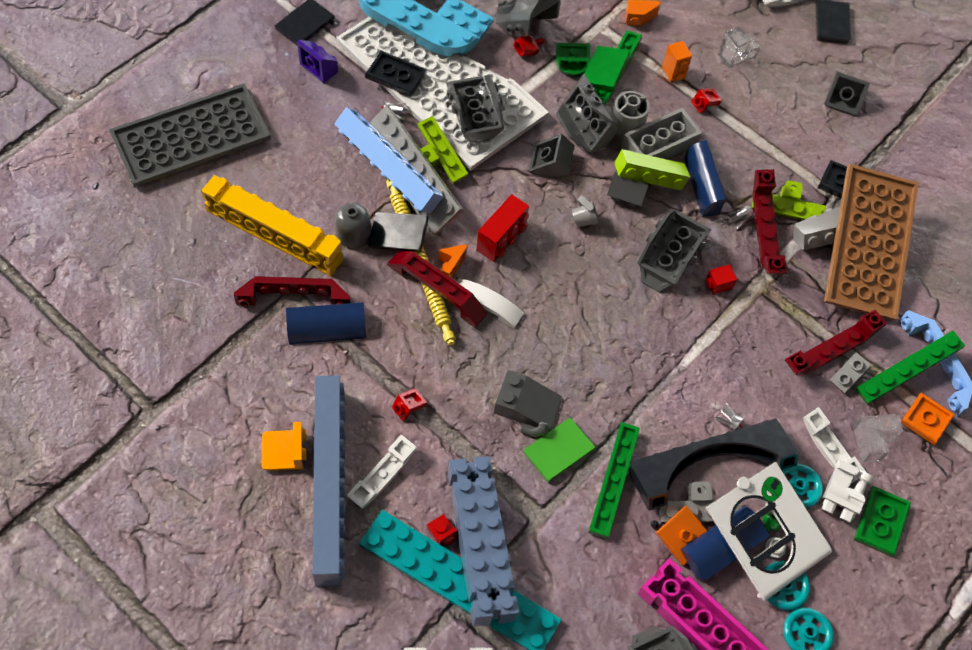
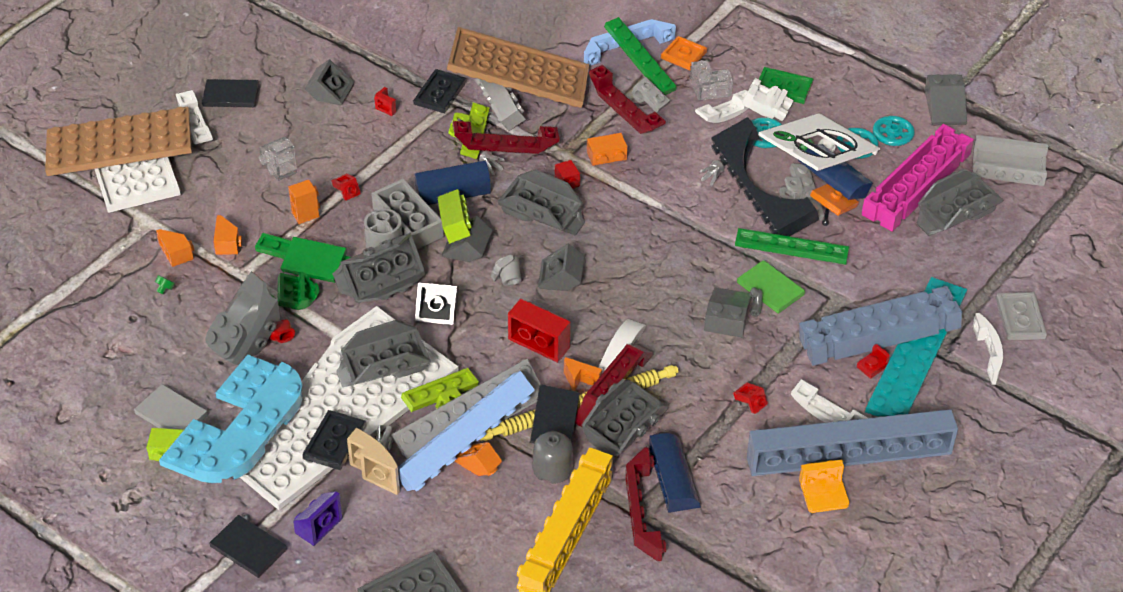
camera: 90 degrees left, 15 degrees down
(361, 174) = (479, 459): none -> orange slope
(367, 94) = (373, 460): none -> tan slope
(392, 287) = (621, 417): none -> dark grey slope
(587, 261) = (561, 269): none -> dark grey slope
(761, 320) = (606, 149): none -> orange brick
(826, 132) = (384, 102): none -> red bracket

